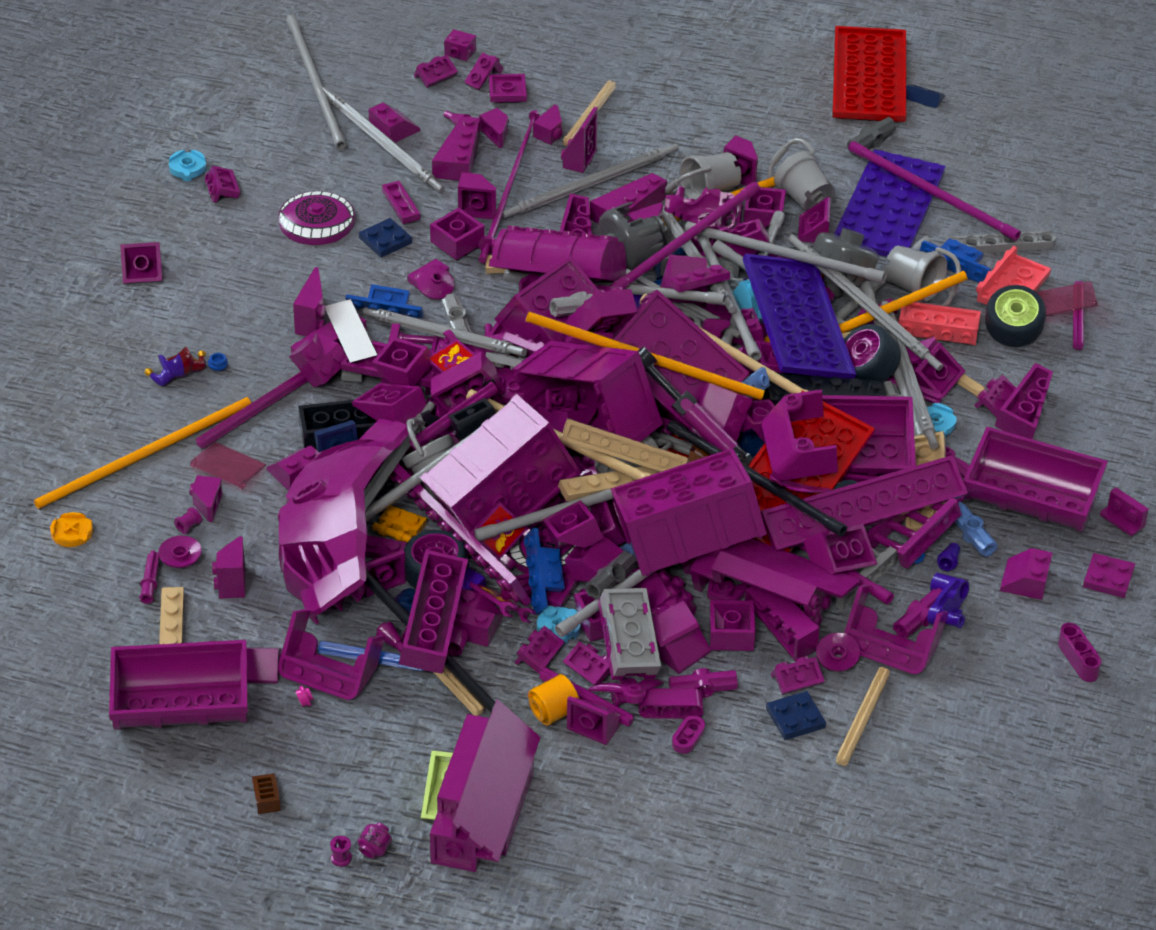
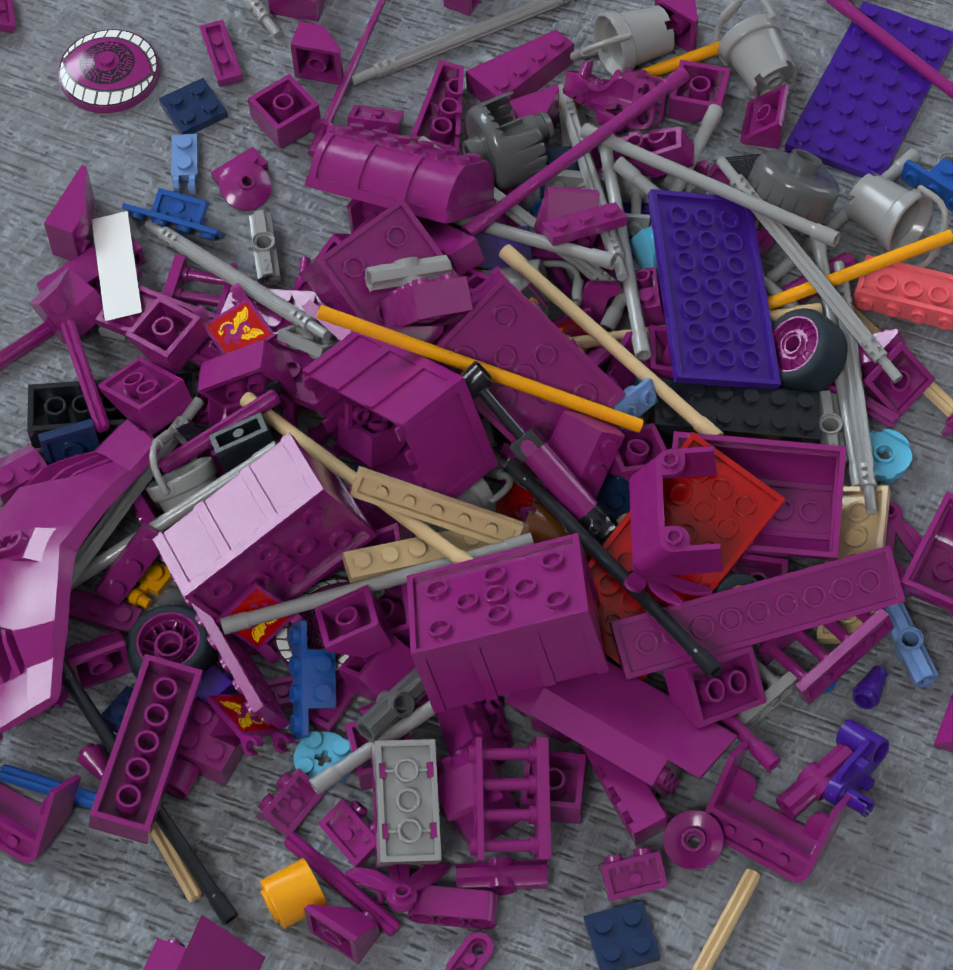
camera: 10 degrees right, 15 degrees up
(341, 395) = (85, 376): none -> magenta axle
(385, 269) = (184, 161): none -> medium blue hinge
(398, 507) = (129, 565): none -> magenta plate
(723, 615) = (535, 784): none -> magenta fence

